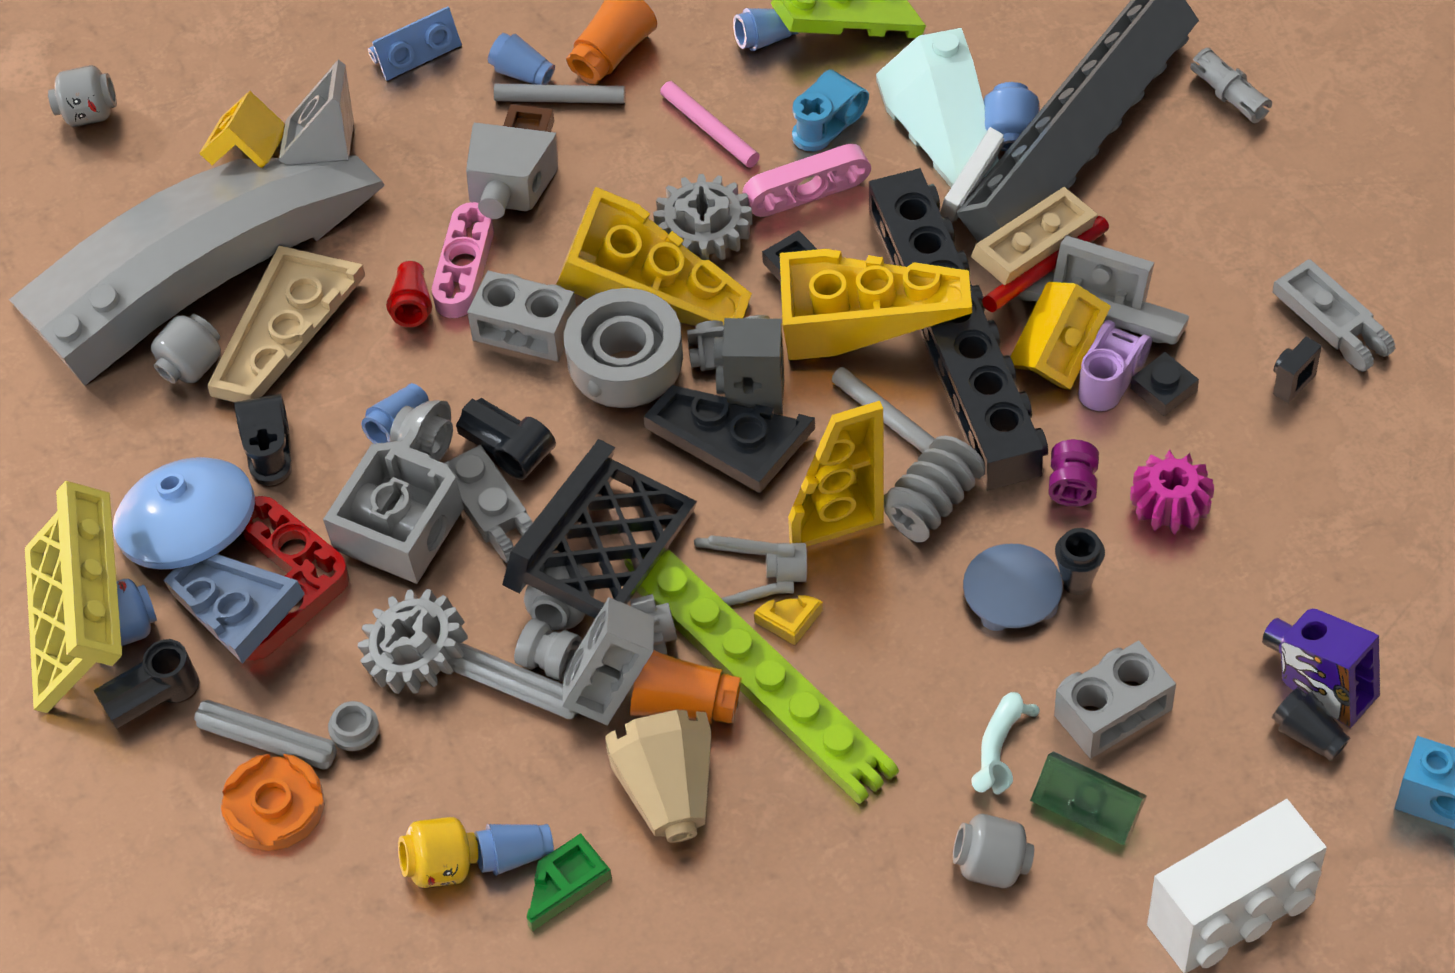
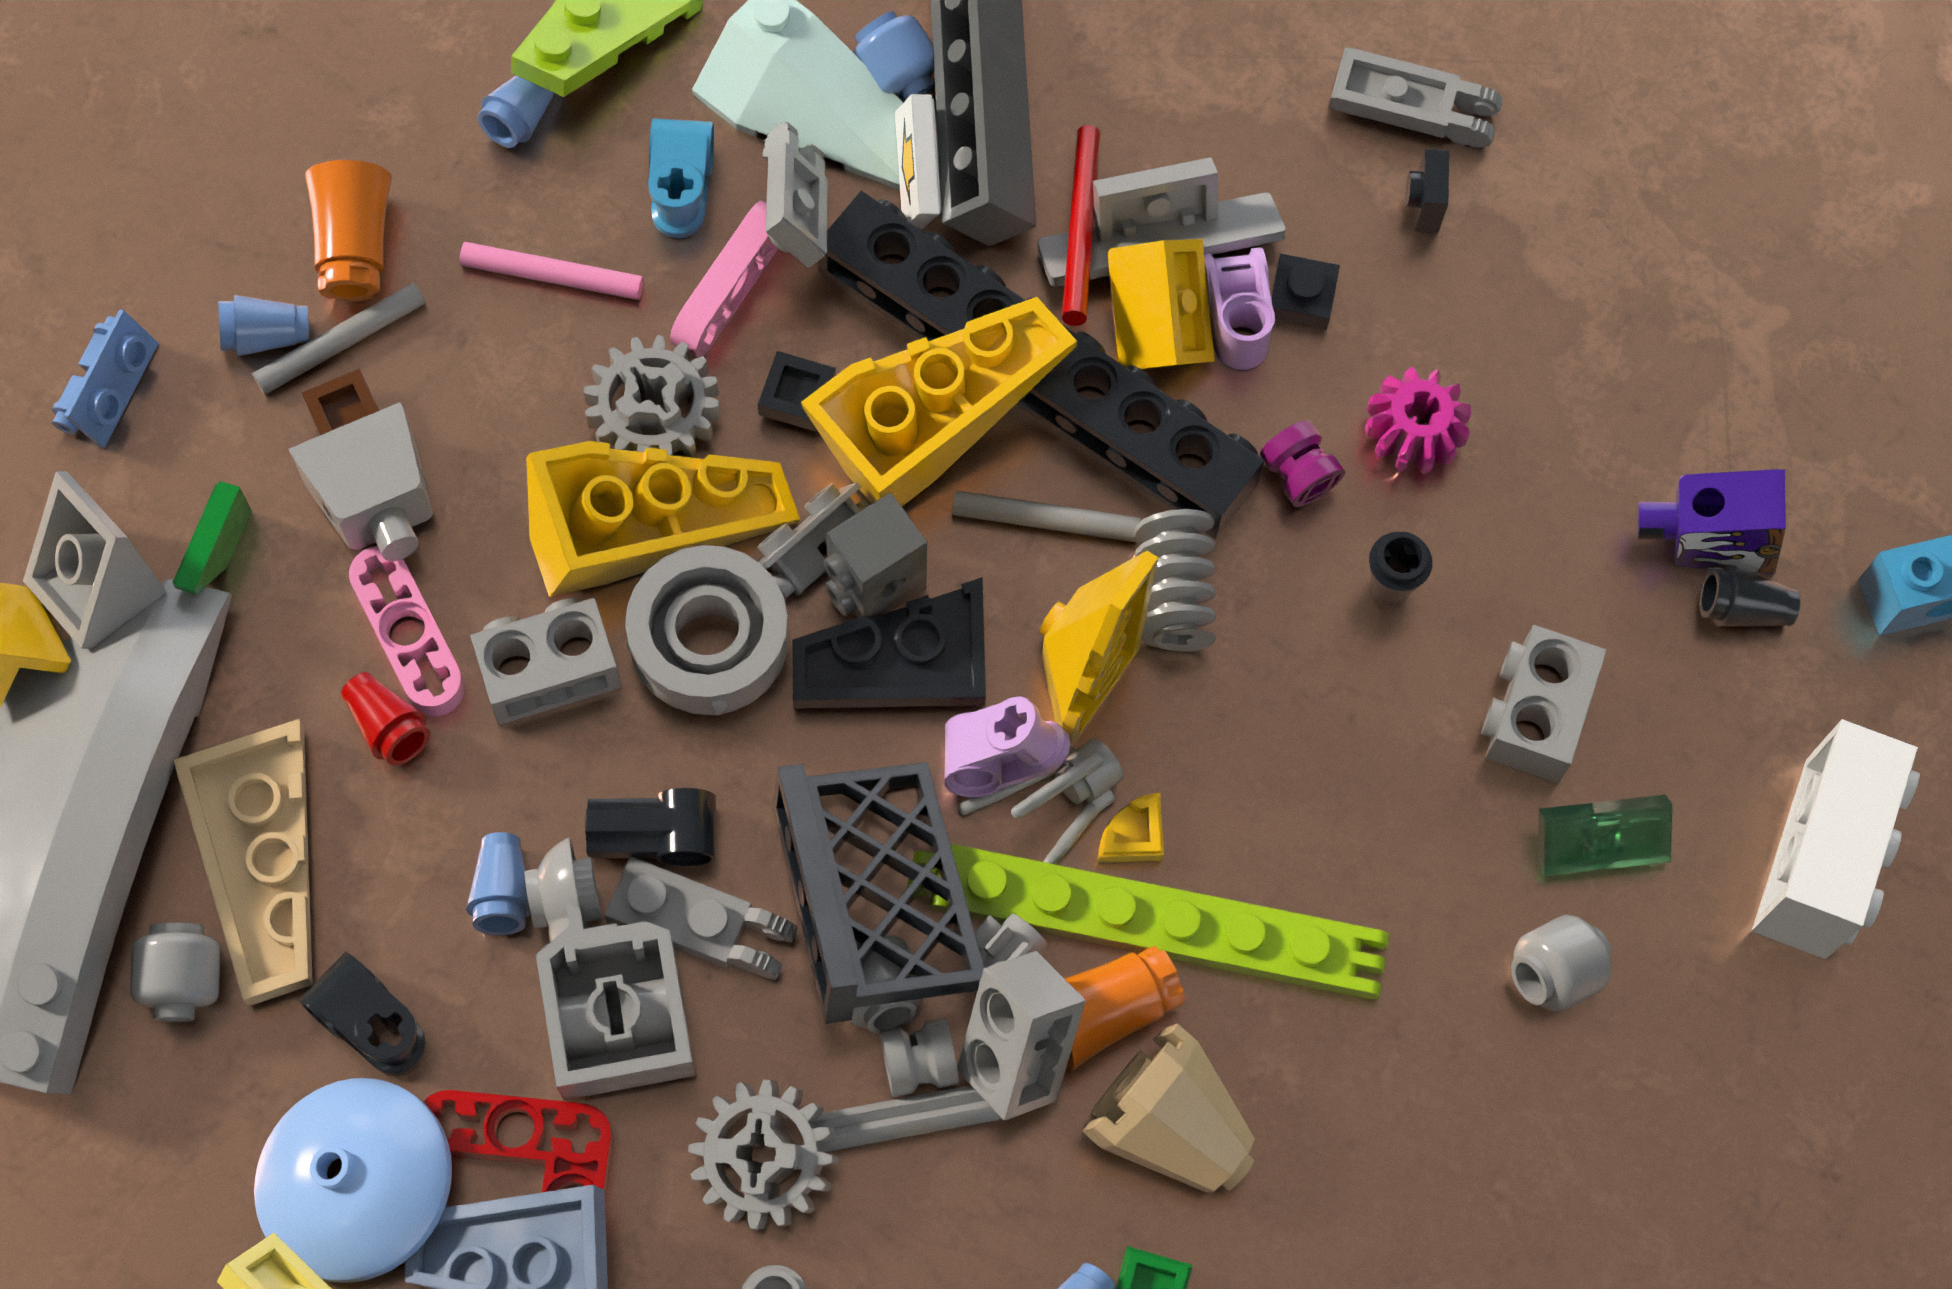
camera: 45 degrees left, 15 degrees up
(399, 150) = (213, 538): none -> green tile
(740, 511) = (1001, 747): none -> lavender piece
(876, 150) = (796, 195): none -> light grey hinge
(993, 771) = (1490, 876): light aqua piece -> none
(1012, 586) = (1336, 639): sand blue dish -> none
(1033, 235) = (1055, 202): tan plate -> none

